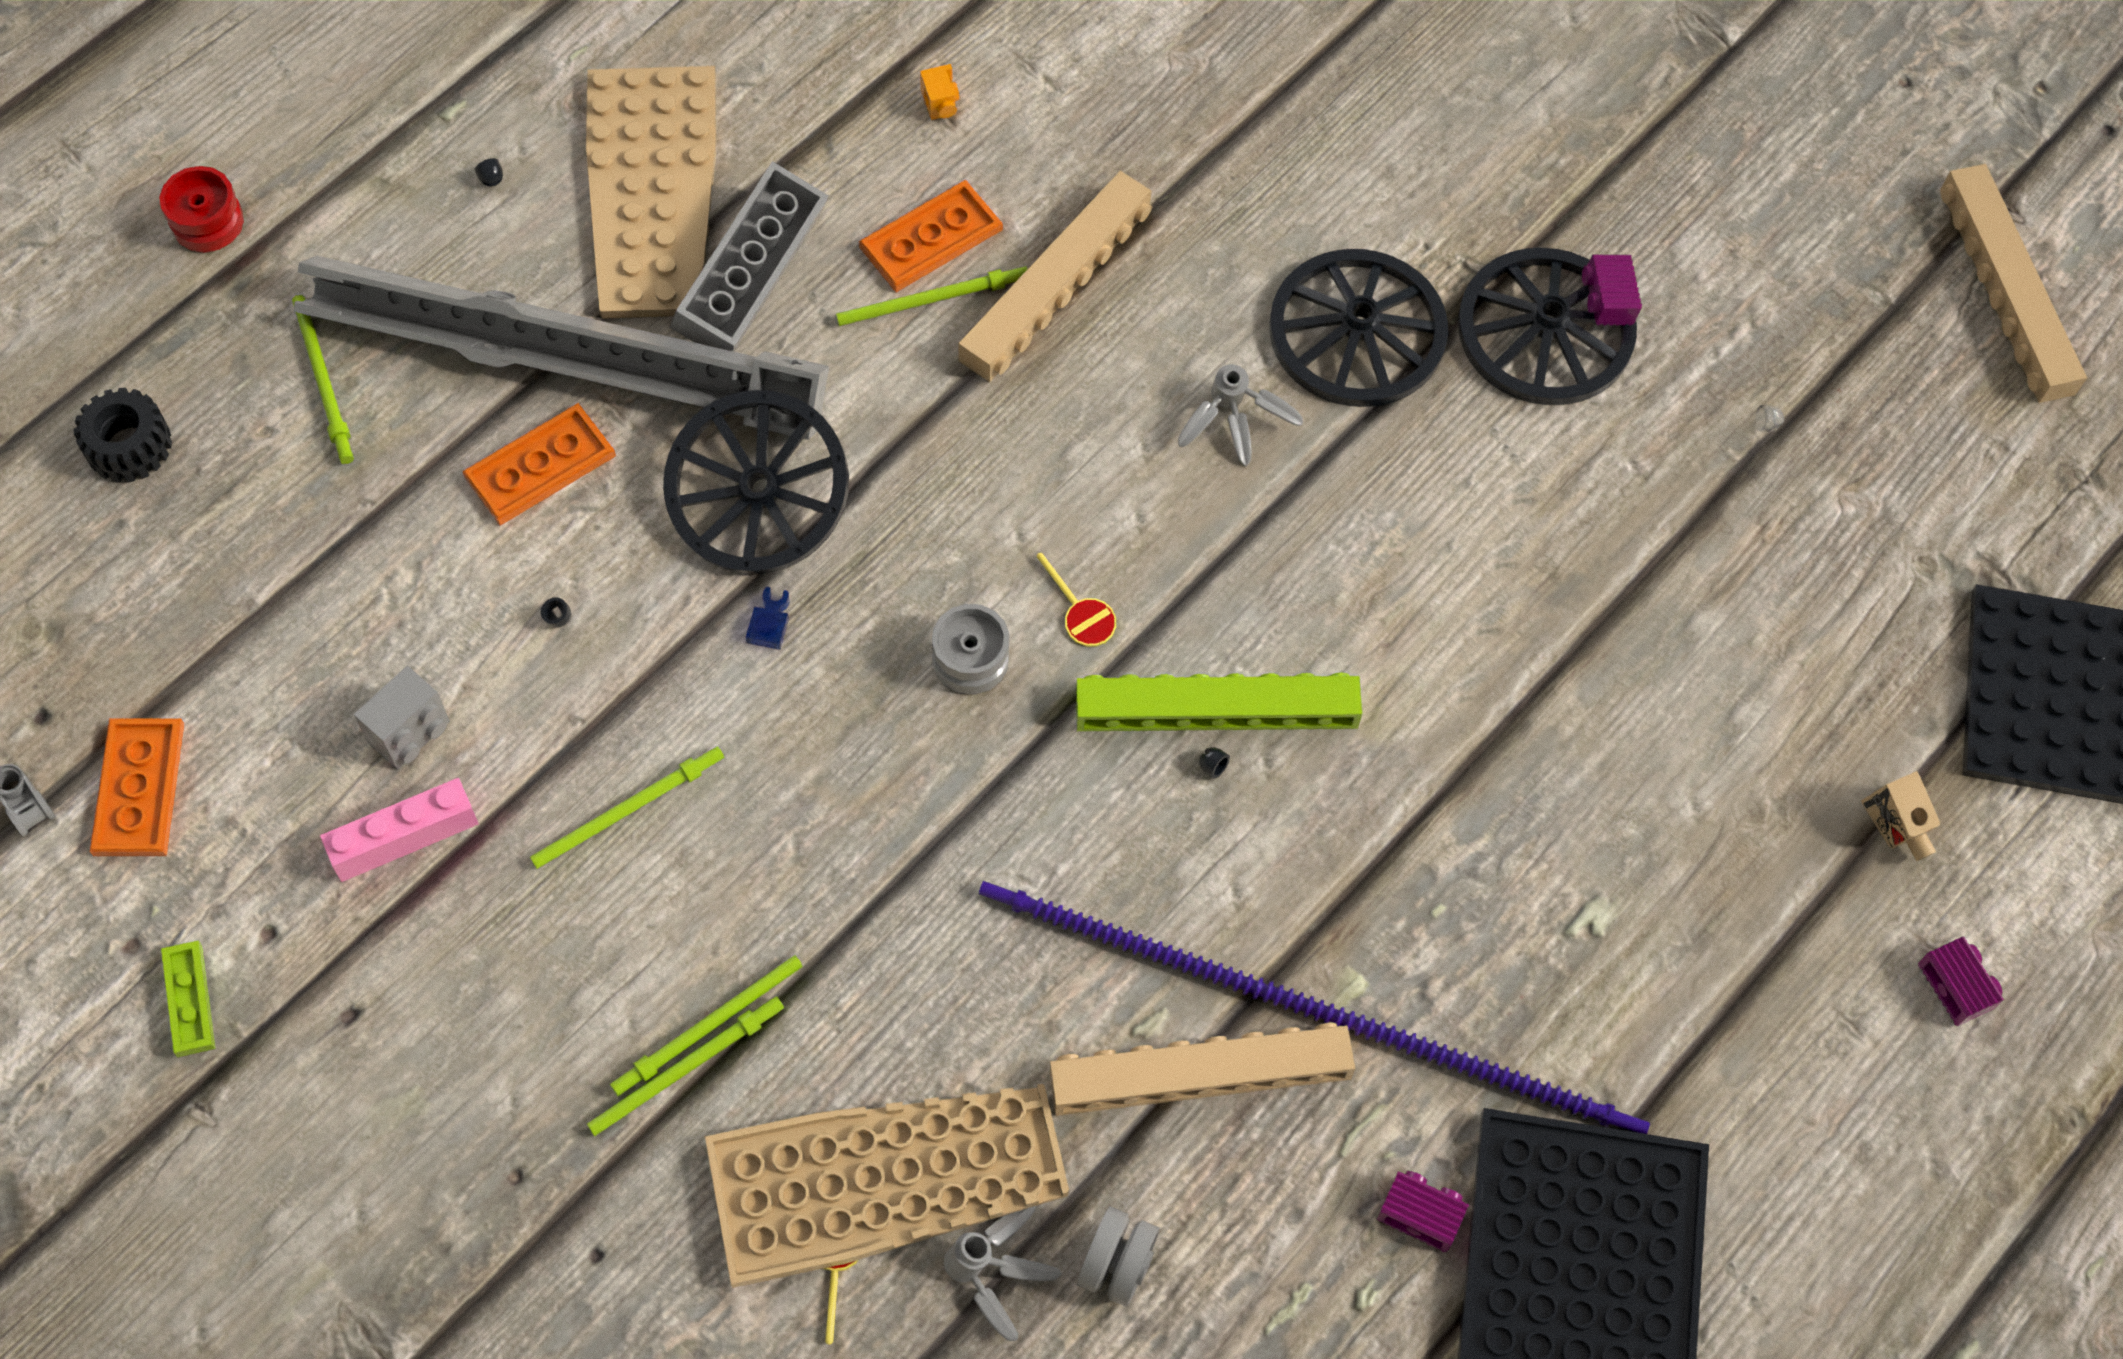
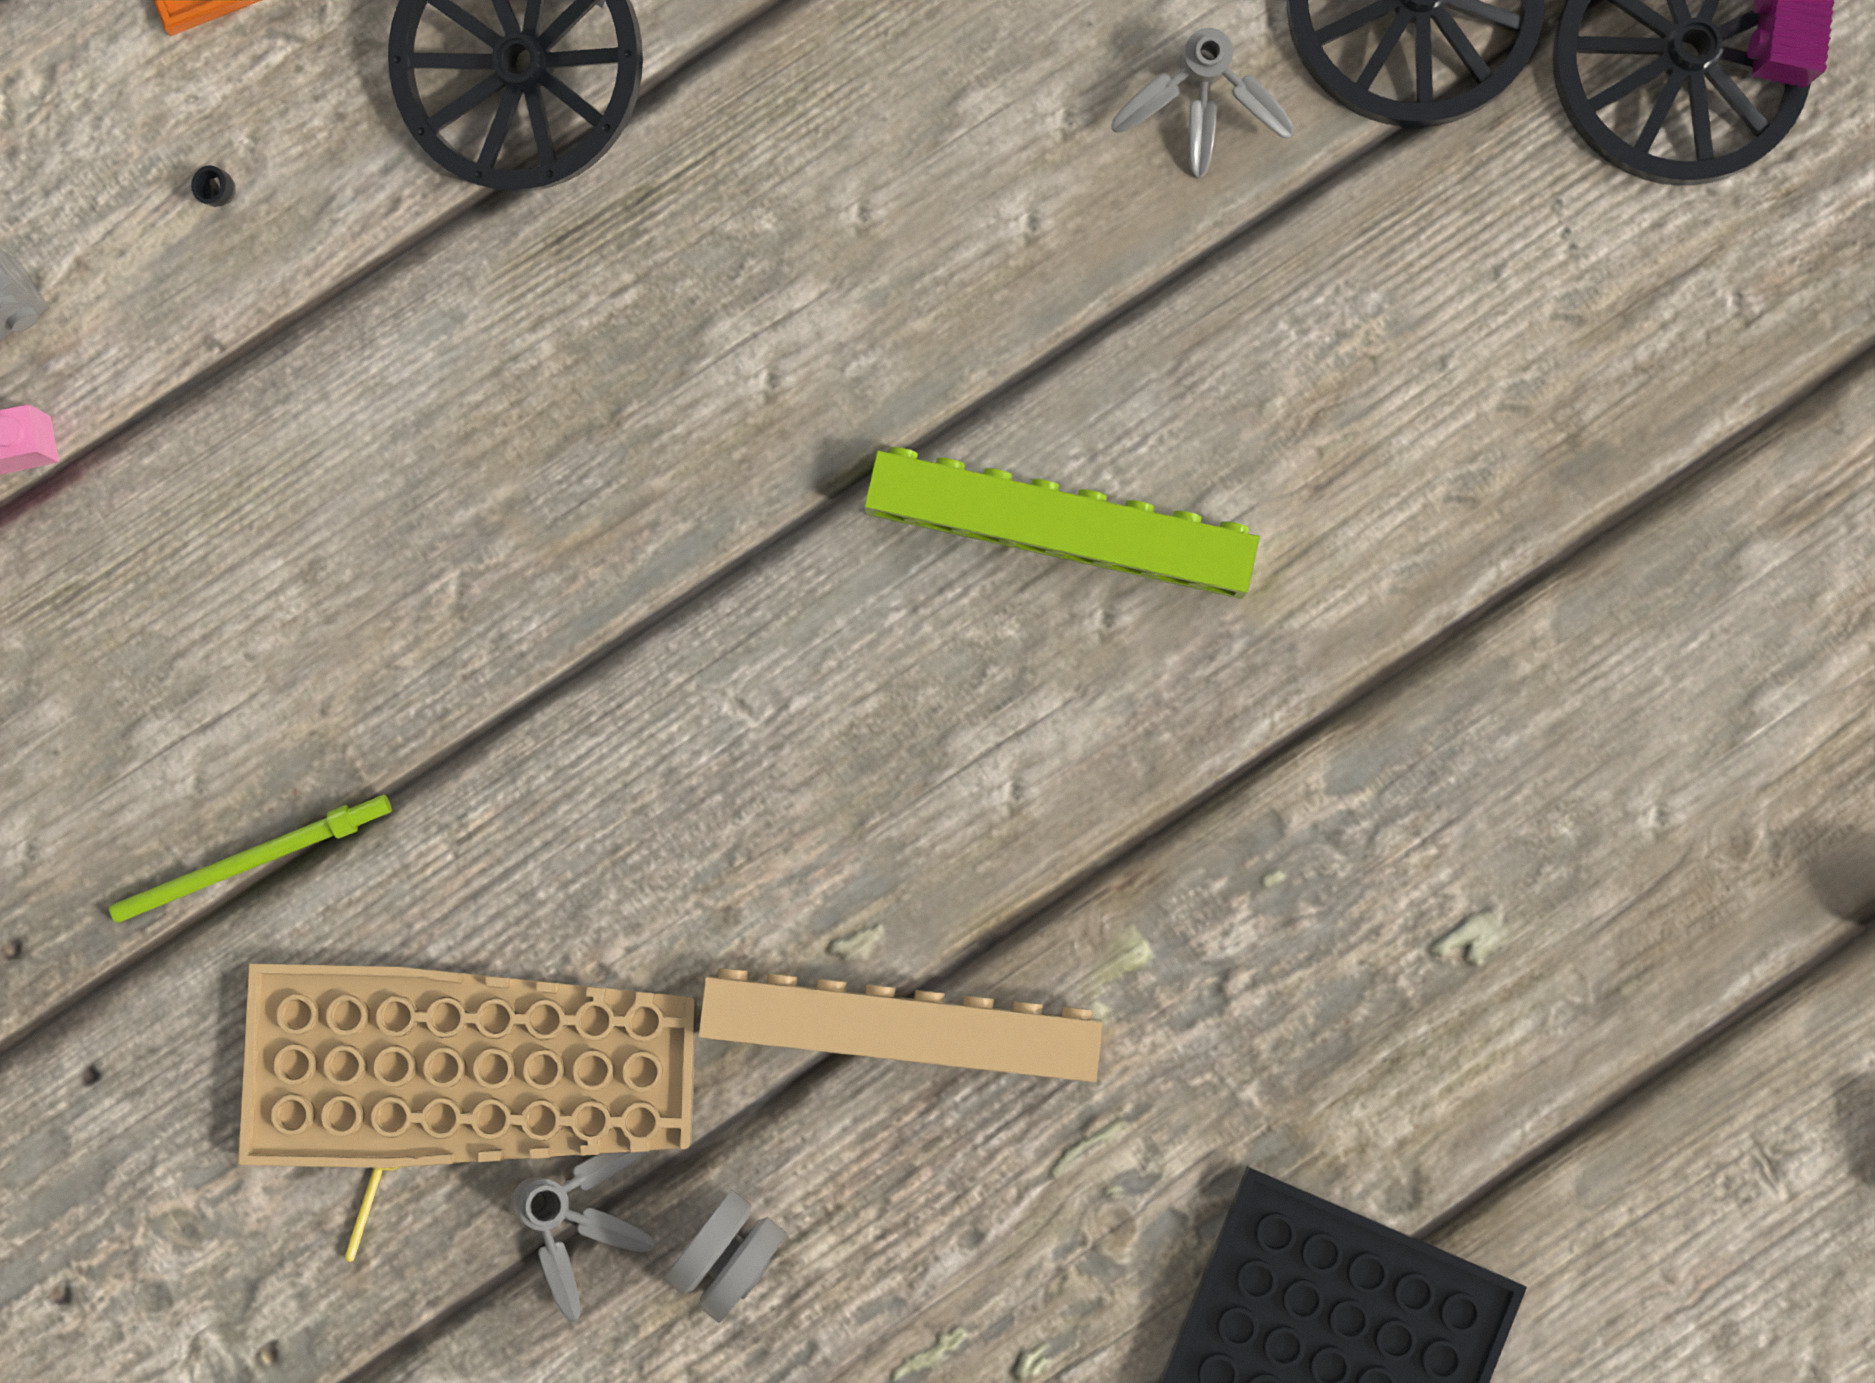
camera: 15 degrees right, 20 degrees up
(647, 1067) = (202, 848): lime bar -> none
(688, 771) = (339, 454): lime bar -> none
(769, 623) = (493, 266): clear blue plate -> none
(970, 648) = (740, 343): light grey wheel -> none
(1087, 620) = (923, 358): piece -> none
(1214, 761) = (1035, 606): black hinge -> none
(1423, 1210) = (1132, 1281): magenta brick -> none
(1604, 1114) = (1405, 1209): dark purple hose -> none

